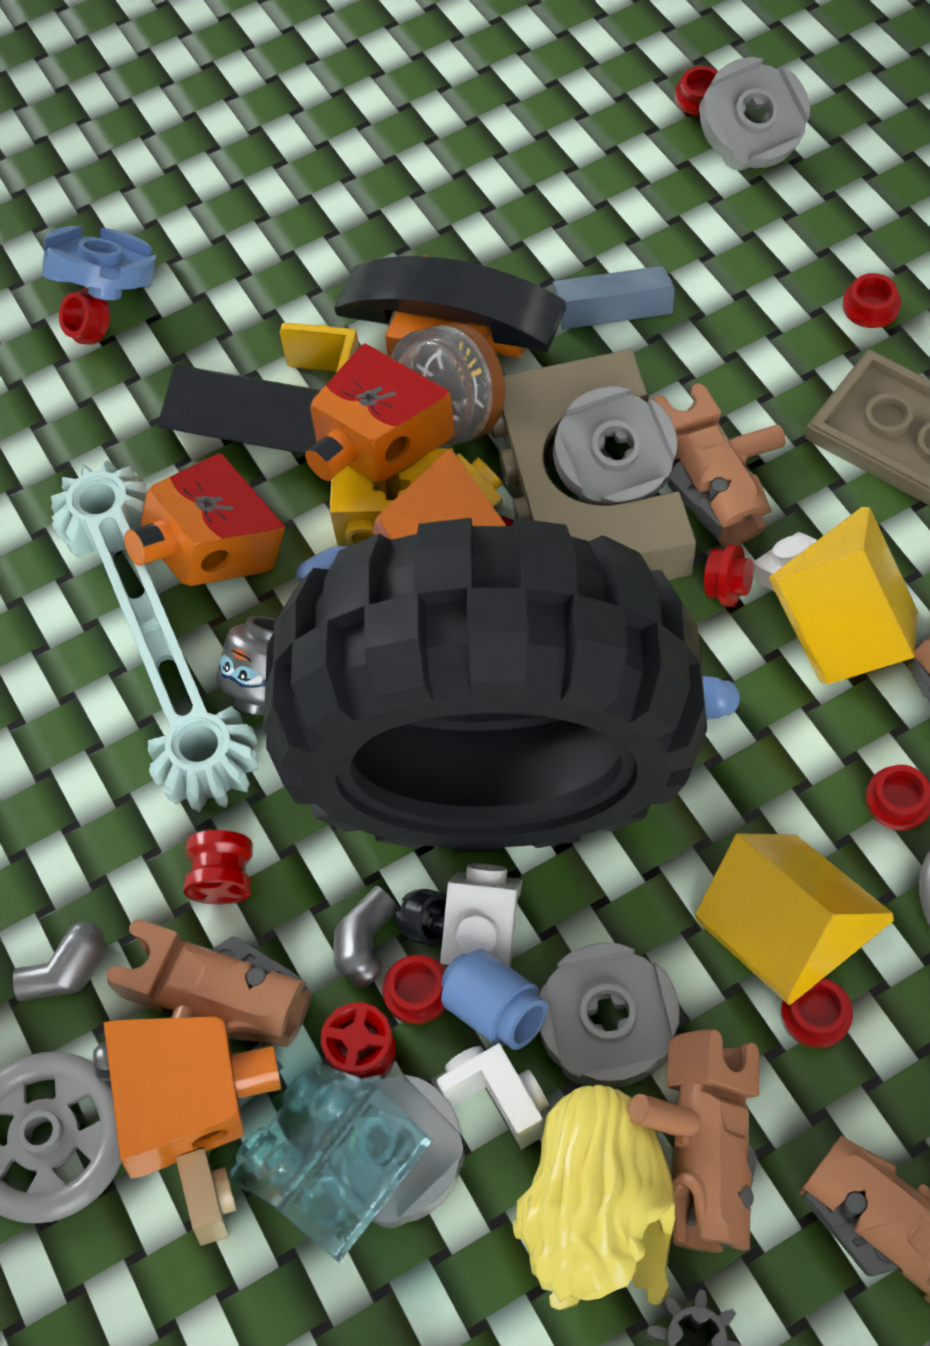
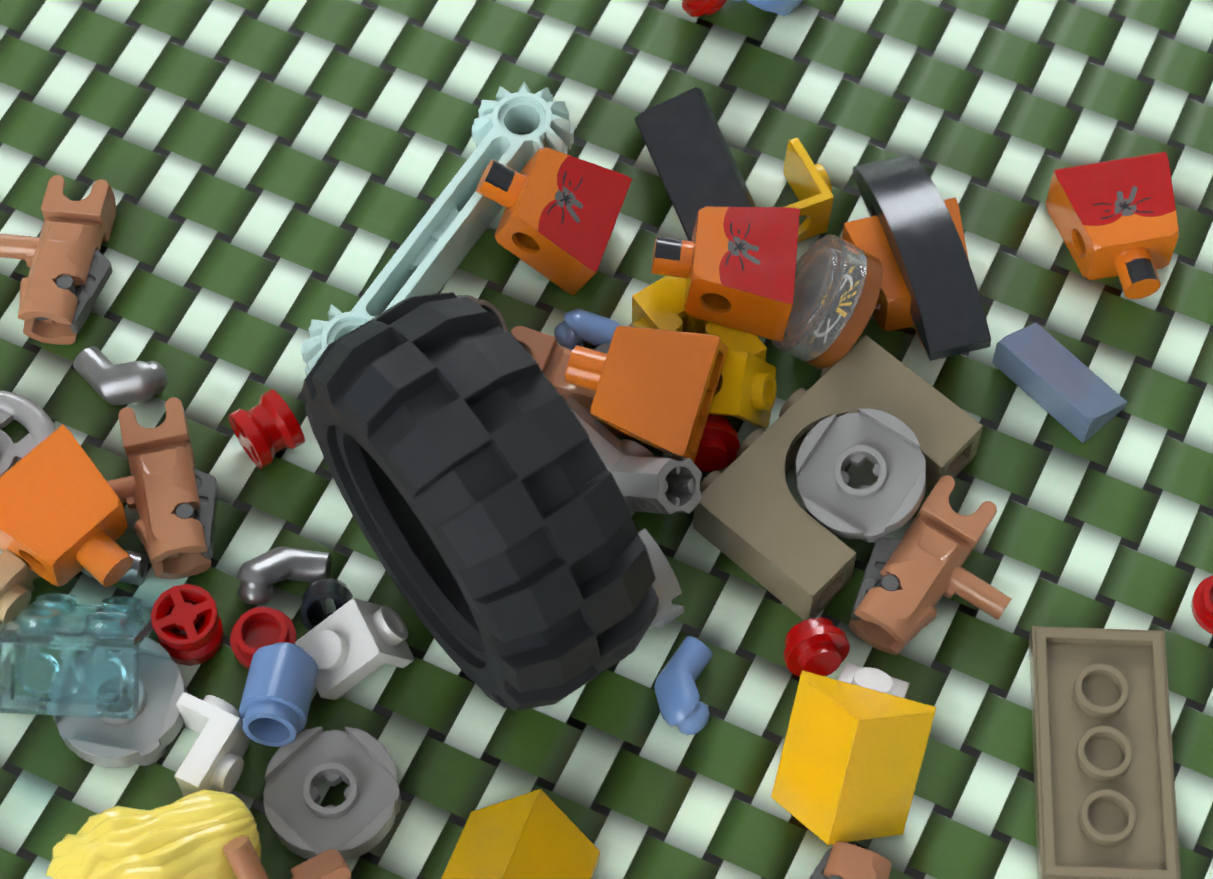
camera: 50 degrees right, 0 degrees up
(515, 180) = (1117, 219): none -> torso

